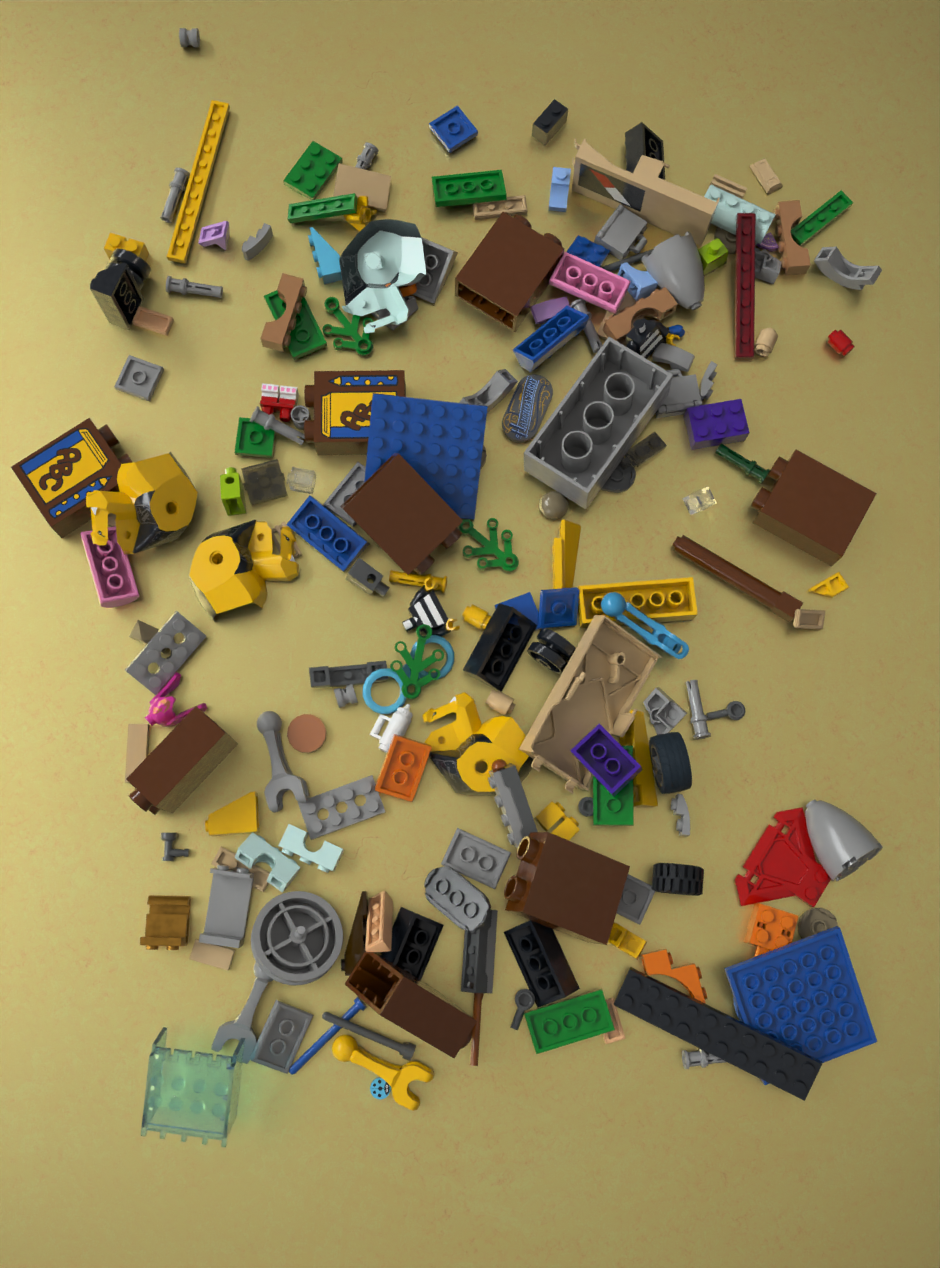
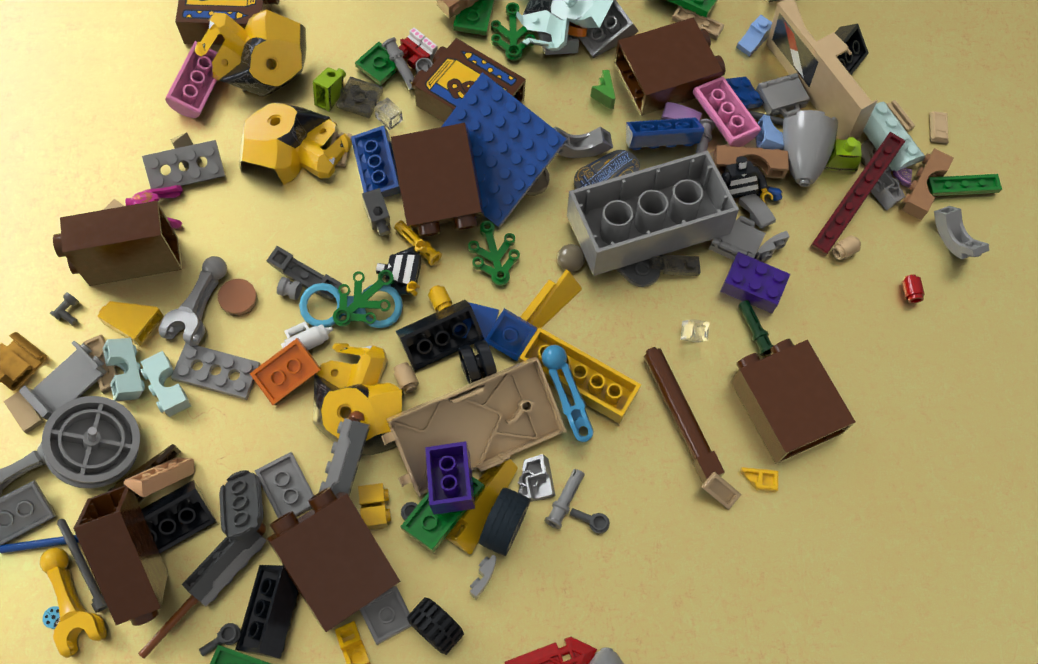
camera: 35 degrees right, 10 degrees down
(473, 332) = (604, 91): none -> bright green slope

